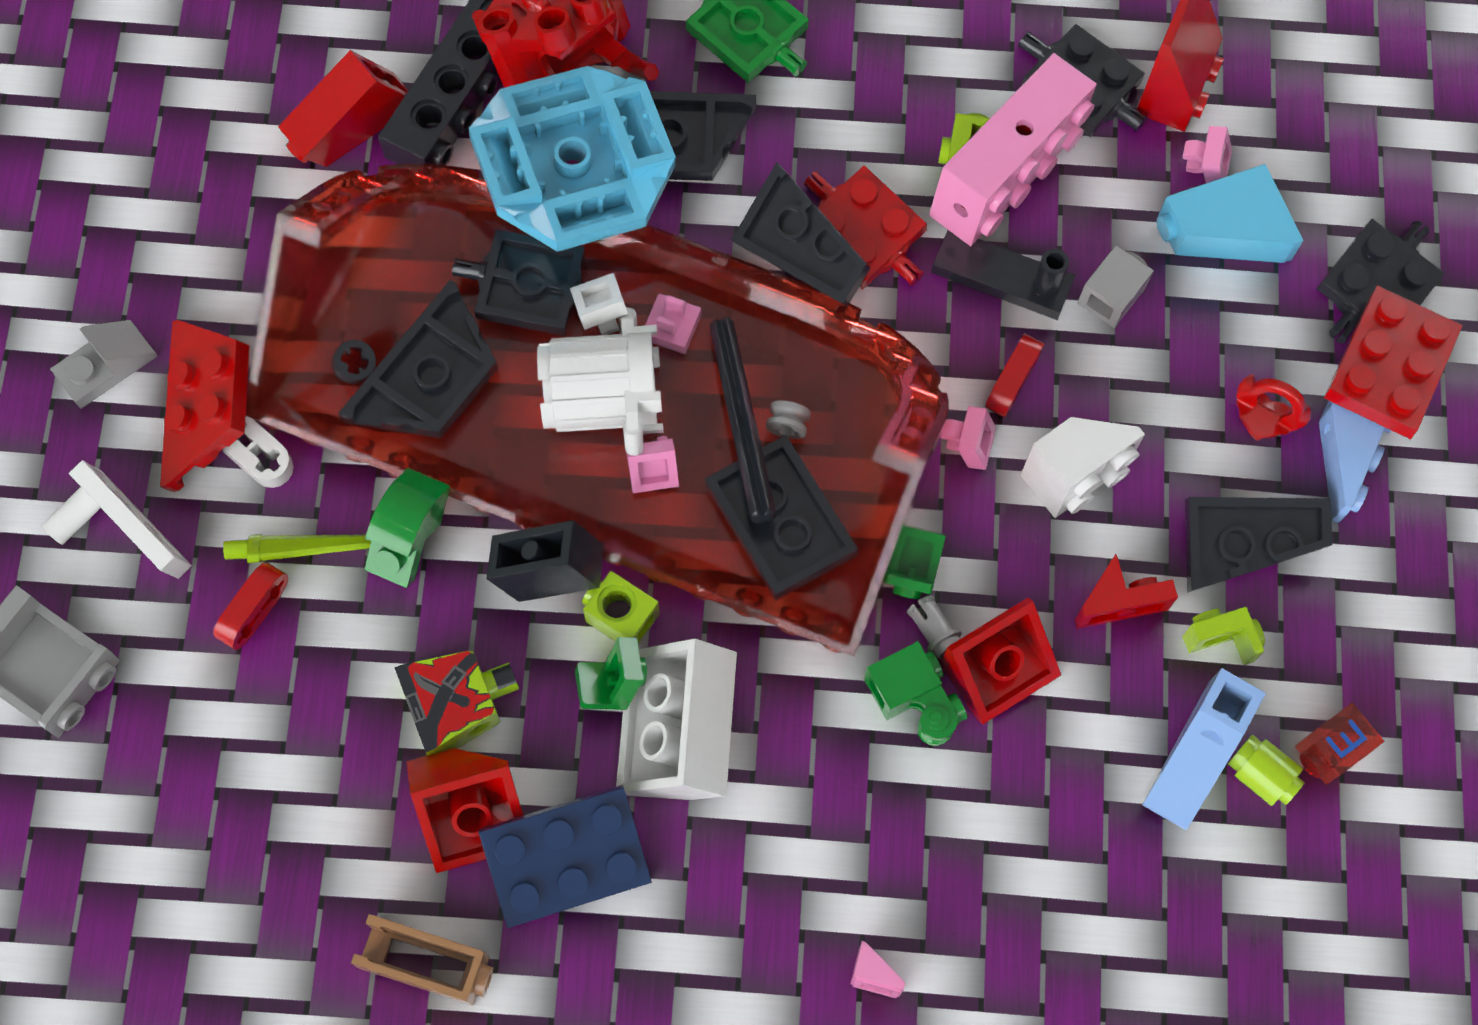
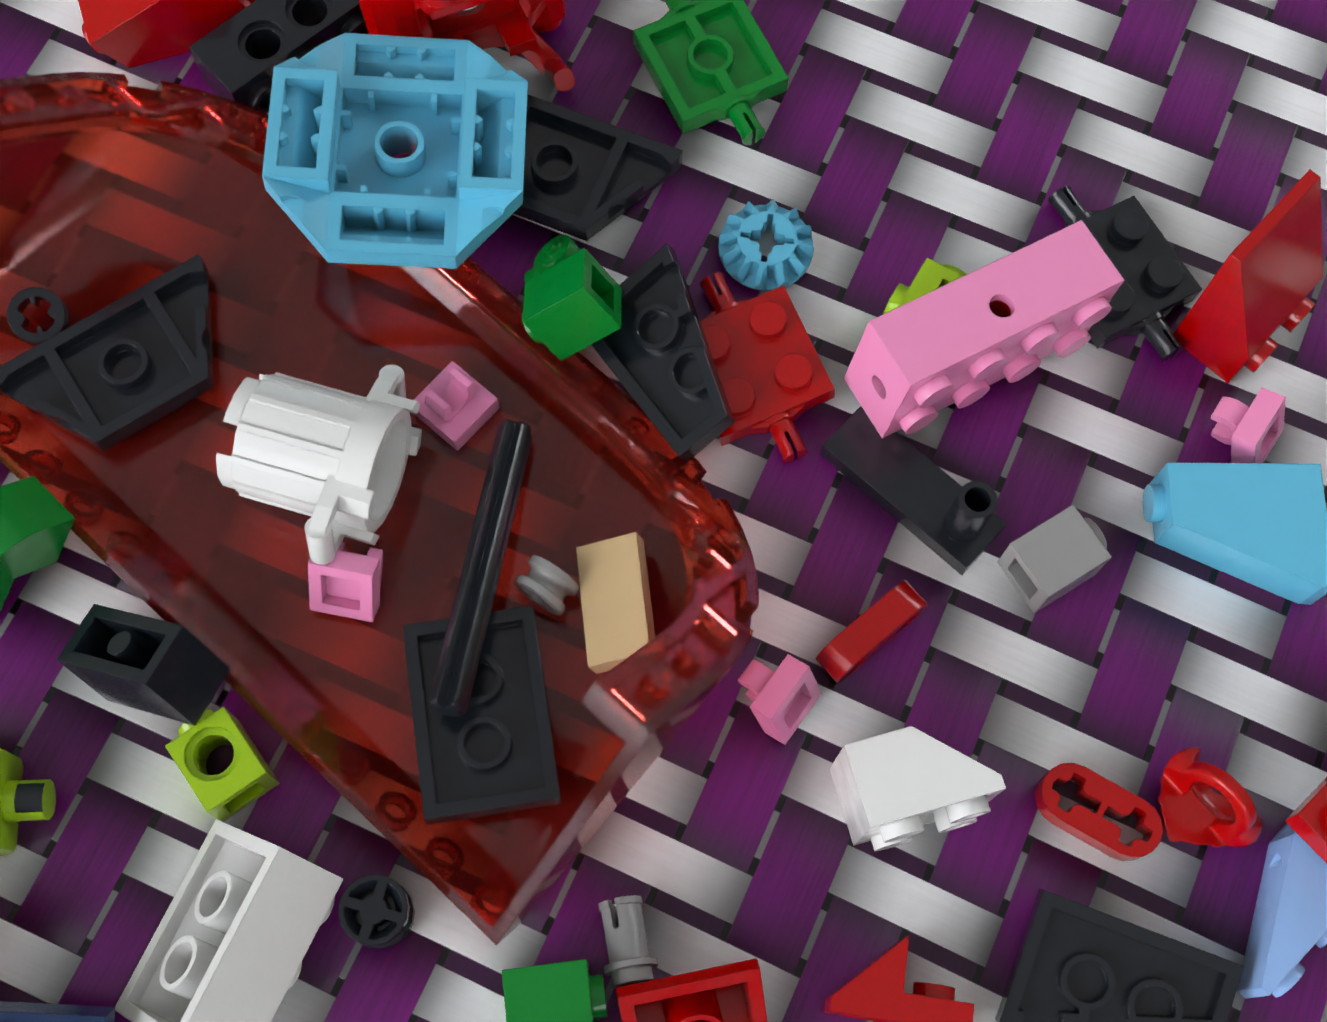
camera: 20 degrees right, 0 degrees up
(525, 282) = (293, 296): black plate -> none
(599, 303) = (361, 348): white tile -> none
(613, 682) = (165, 854): green bracket -> none
(724, 222) = (569, 299): none -> green brick
(764, 657) = (365, 906): none -> black wheel
(826, 155) = (784, 264): none -> medium azure gear
(840, 414) = (614, 599): none -> tan tile
(915, 562) = (634, 841): green bracket -> none
(1203, 440) = (1105, 798): none -> red beam

